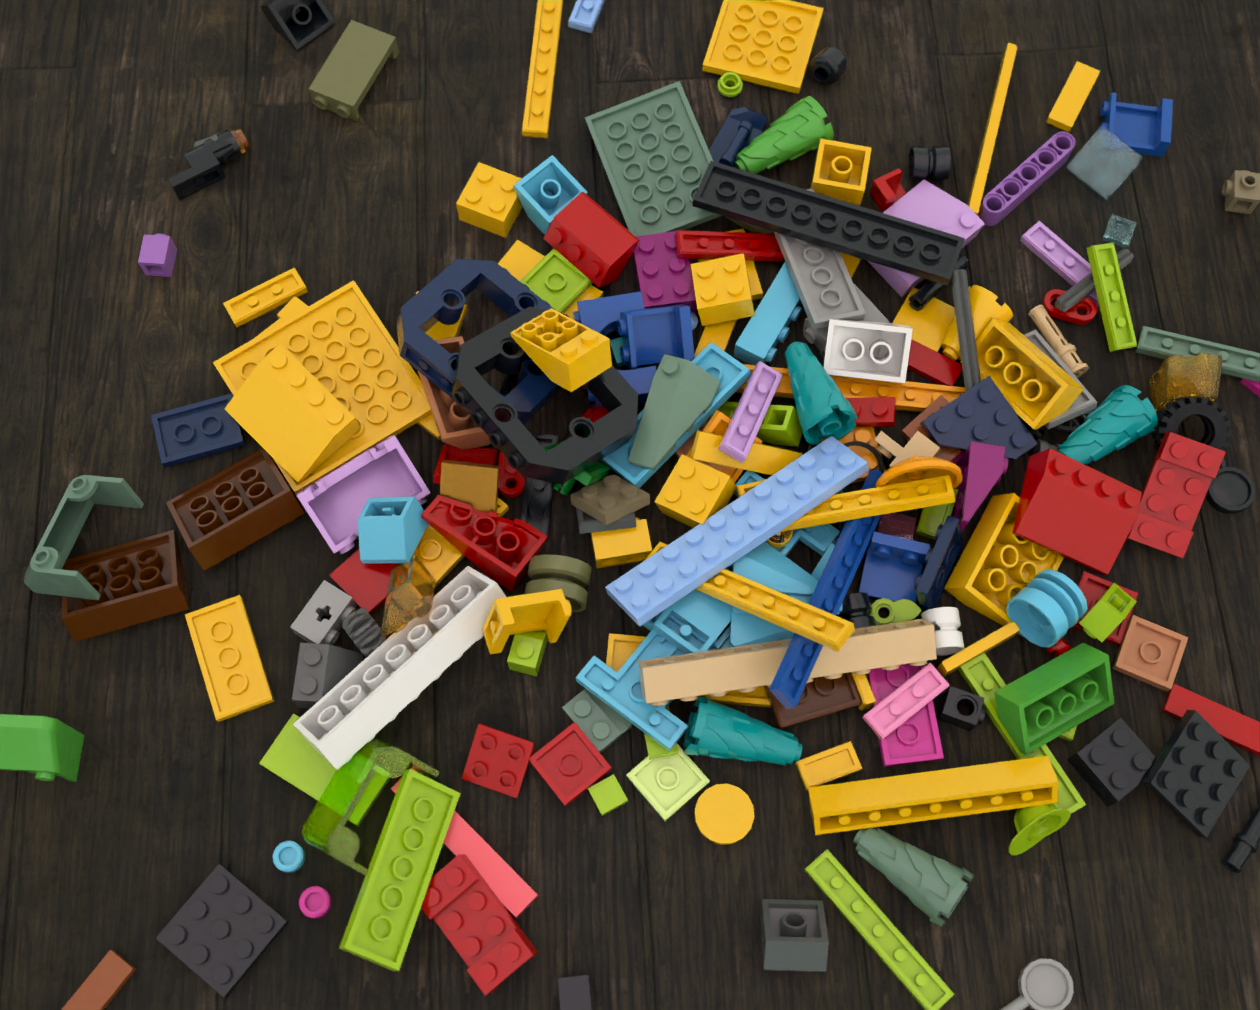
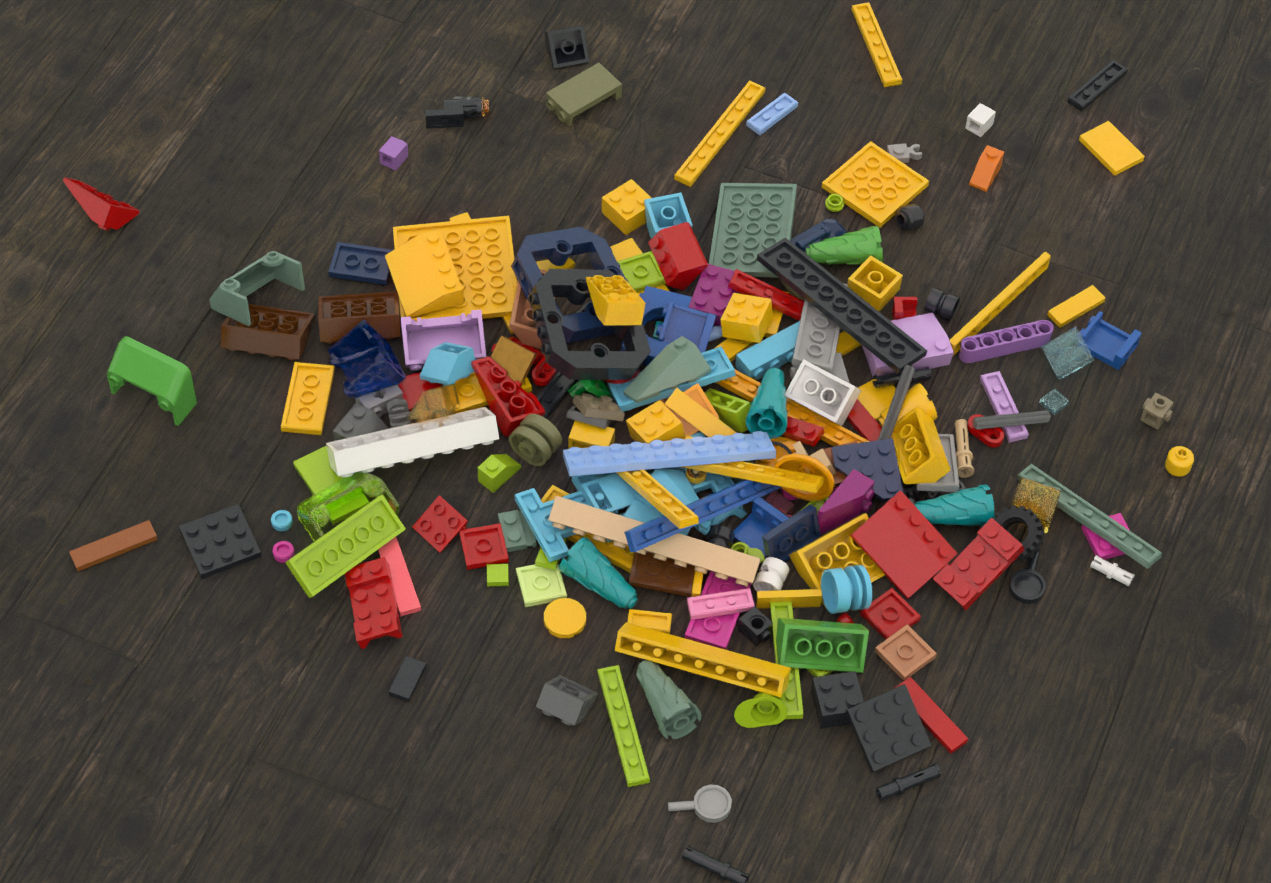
camera: 25 degrees right, 15 degrees down
(265, 297) = (448, 206): yellow tile -> none
(284, 576) = (366, 361): none -> clear blue windscreen
(526, 614) = (502, 442): yellow panel -> none
(750, 412) = (719, 393): lavender tile -> none
(1107, 613) = (888, 612): lime slope -> none
(1111, 297) = (1016, 434): lime tile -> none

